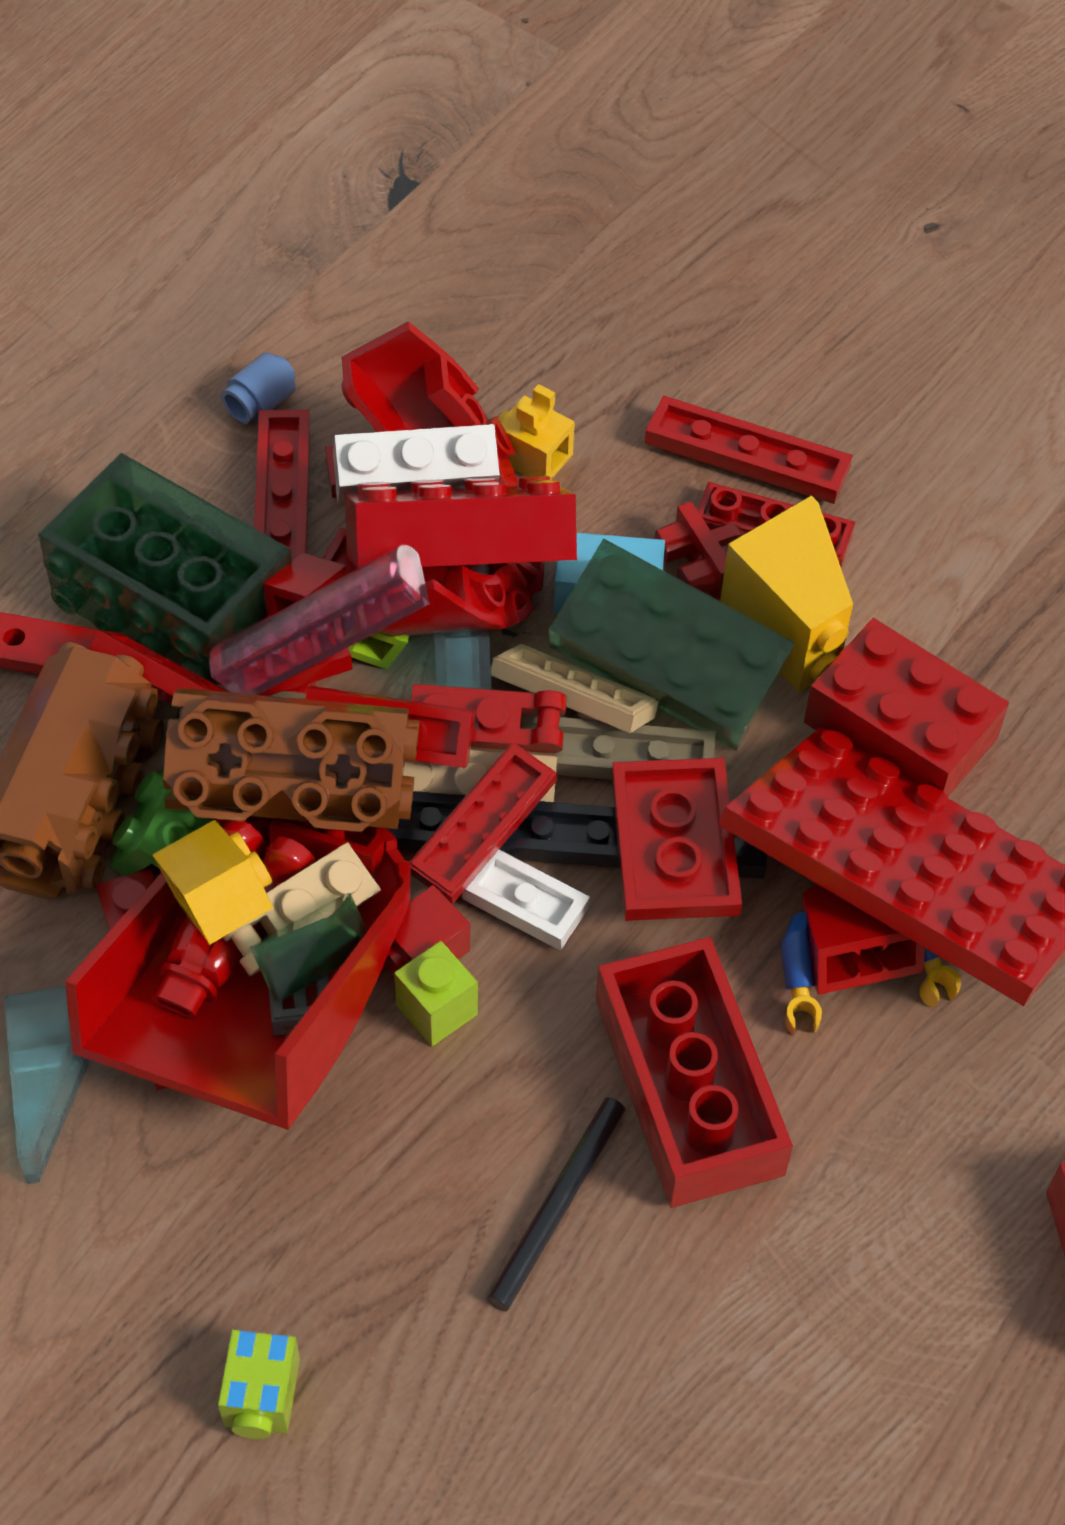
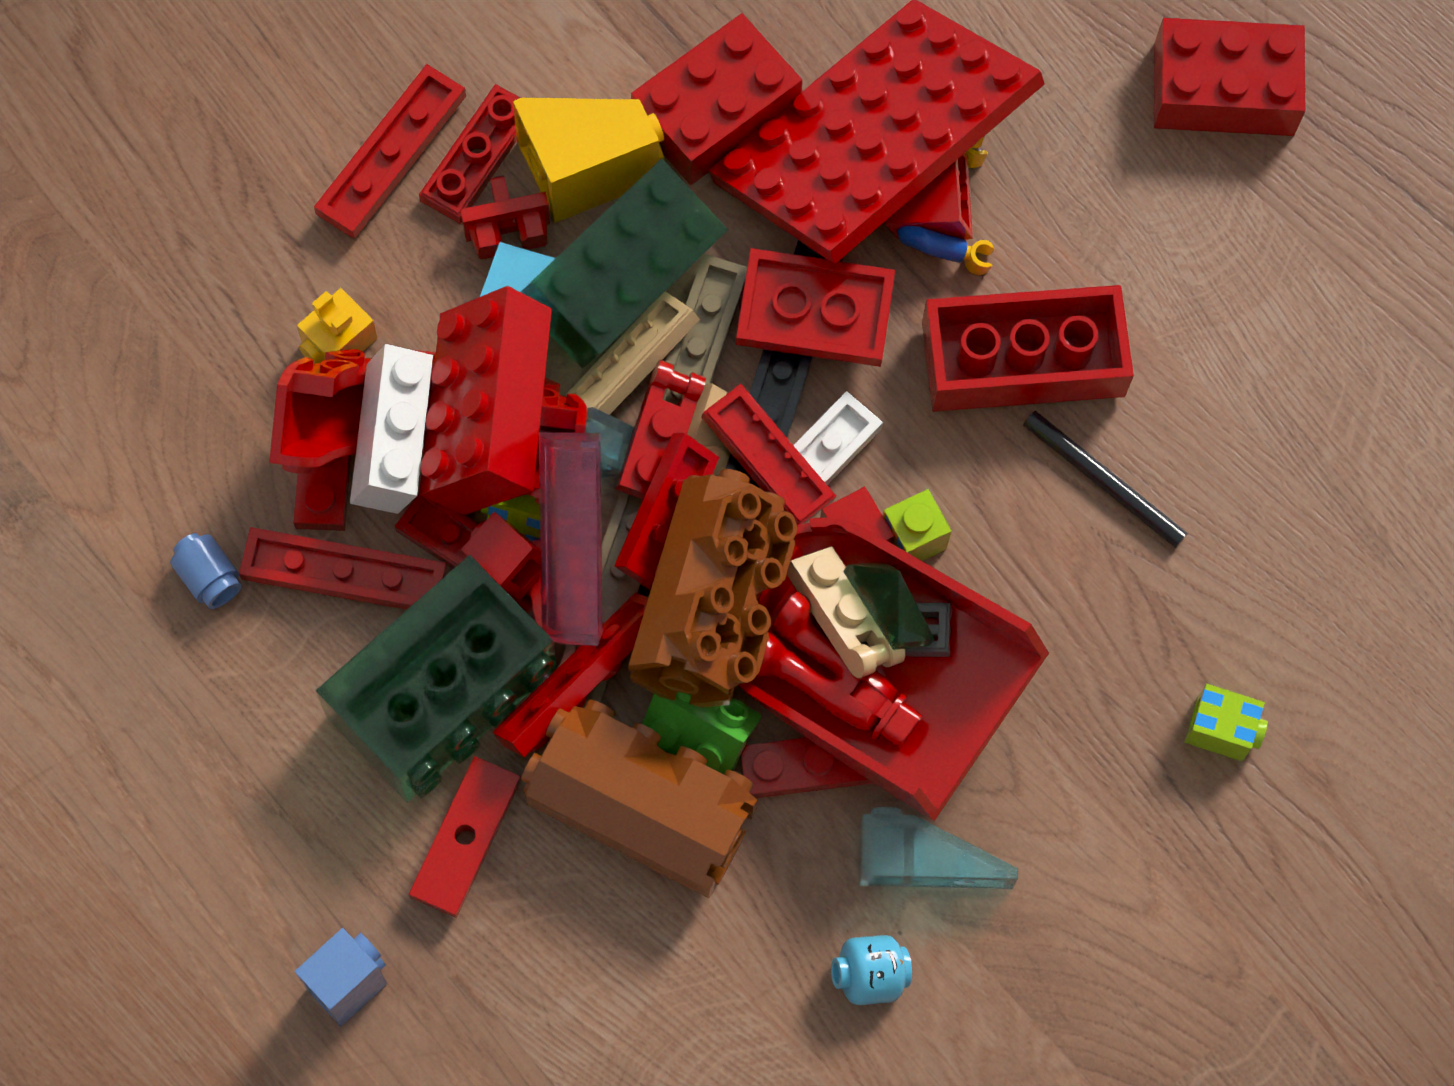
camera: 80 degrees left, 15 degrees up
(215, 880) = (832, 664): yellow brick -> none

